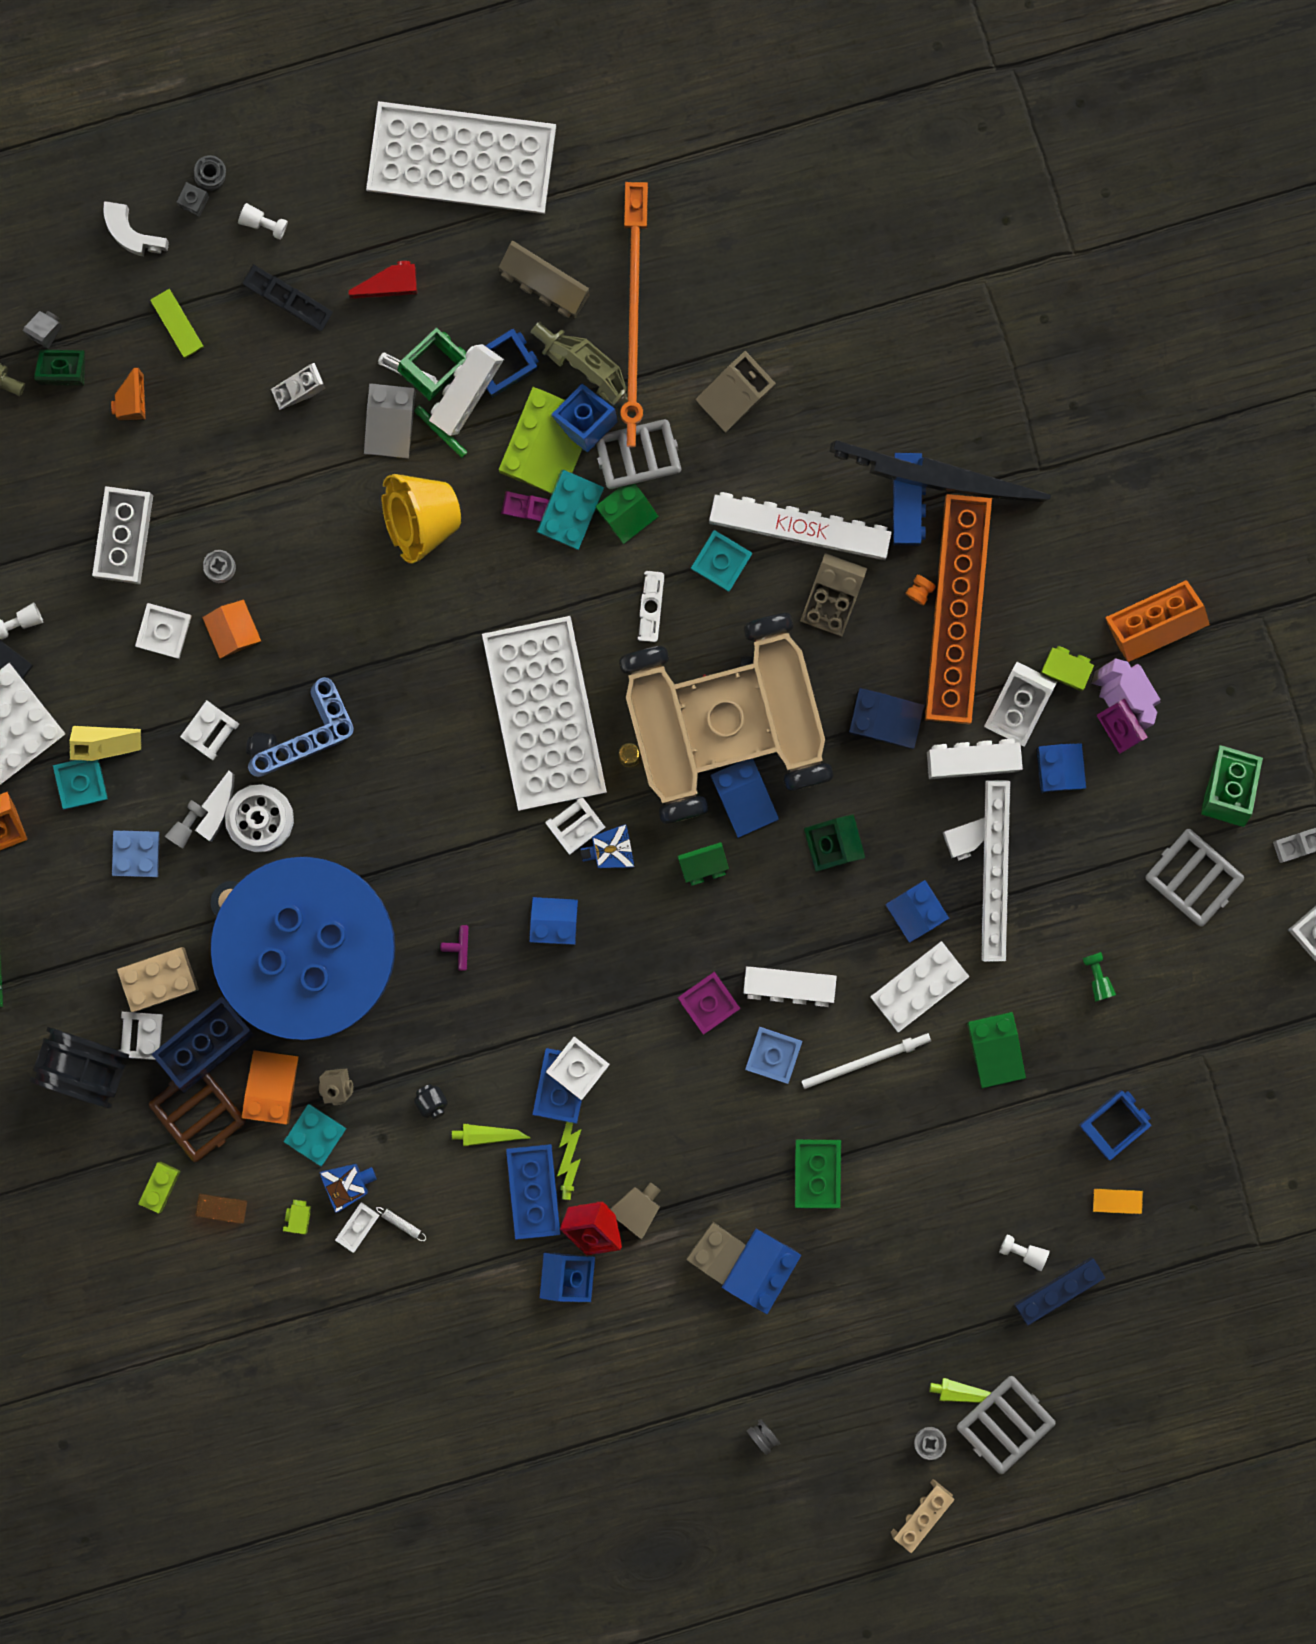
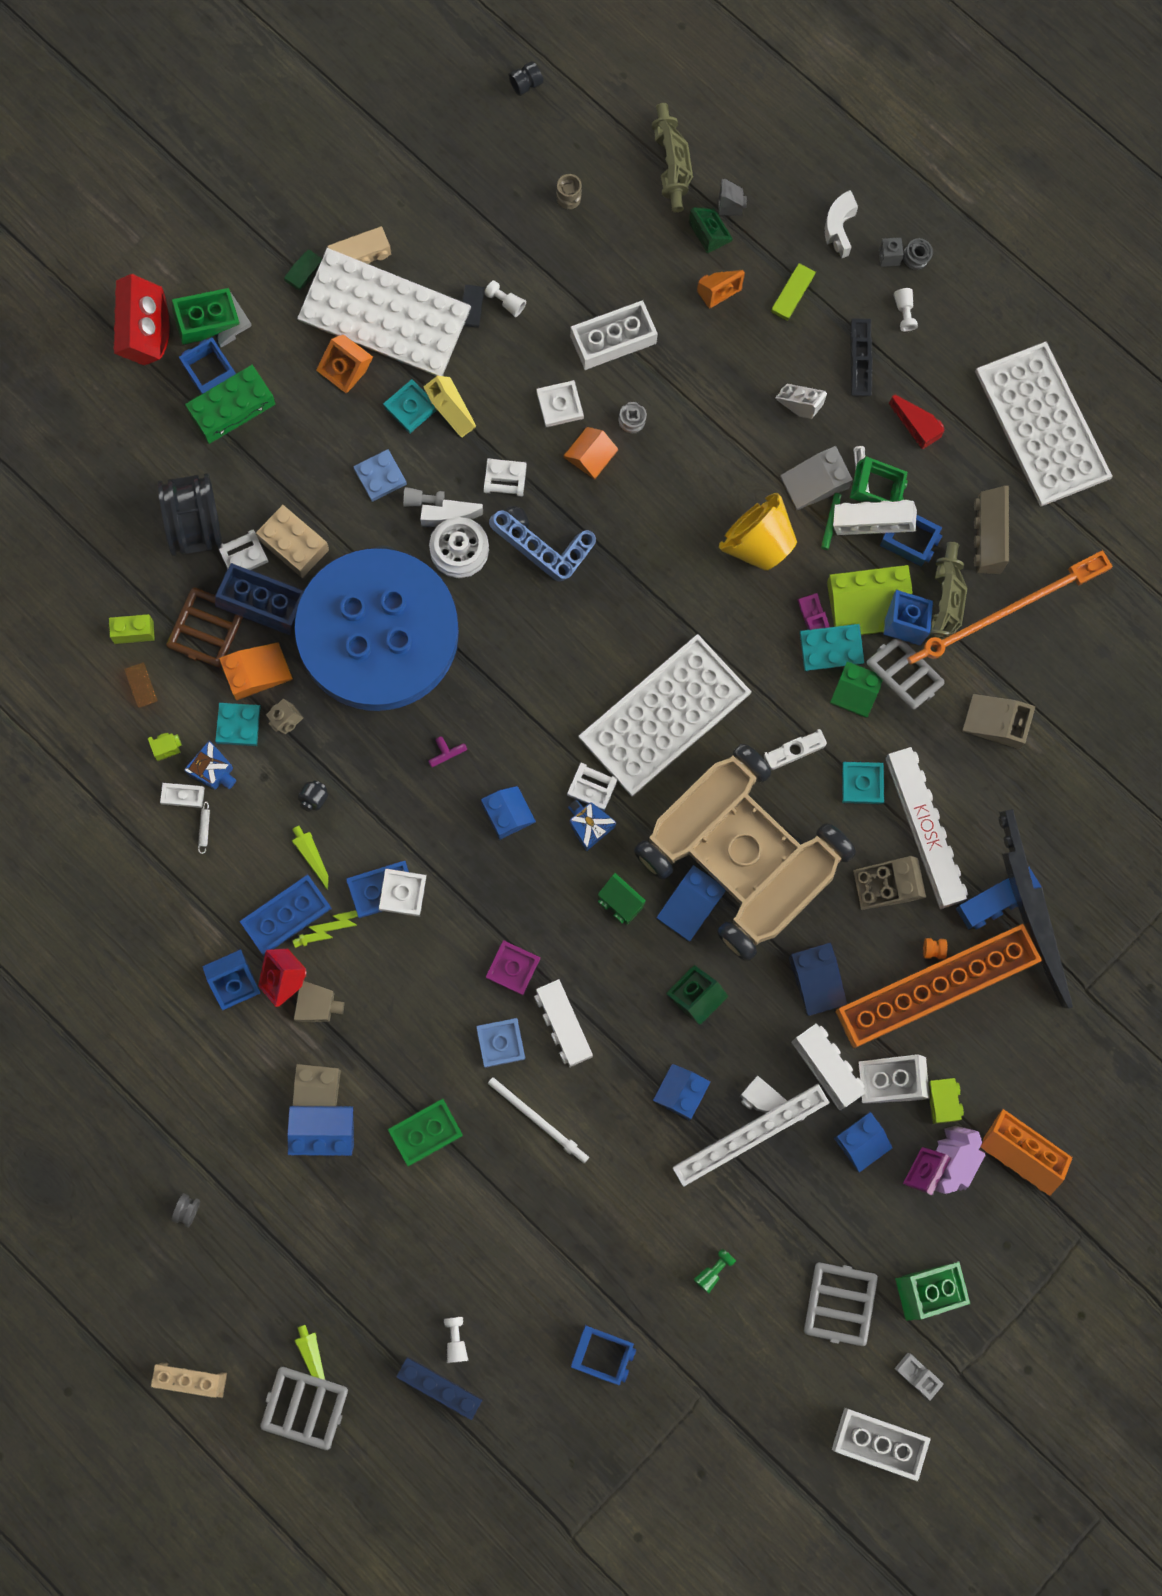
camera: 55 degrees right, 10 degrees down
(629, 755) = (671, 794): clear yellow piece -> none
(919, 986) = (622, 1129): white plate -> none
(930, 1443) = (254, 1352): light grey wheel -> none
(996, 1049) = (607, 1220): green slope -> none
(1118, 1201) = (541, 1394): light orange slope -> none

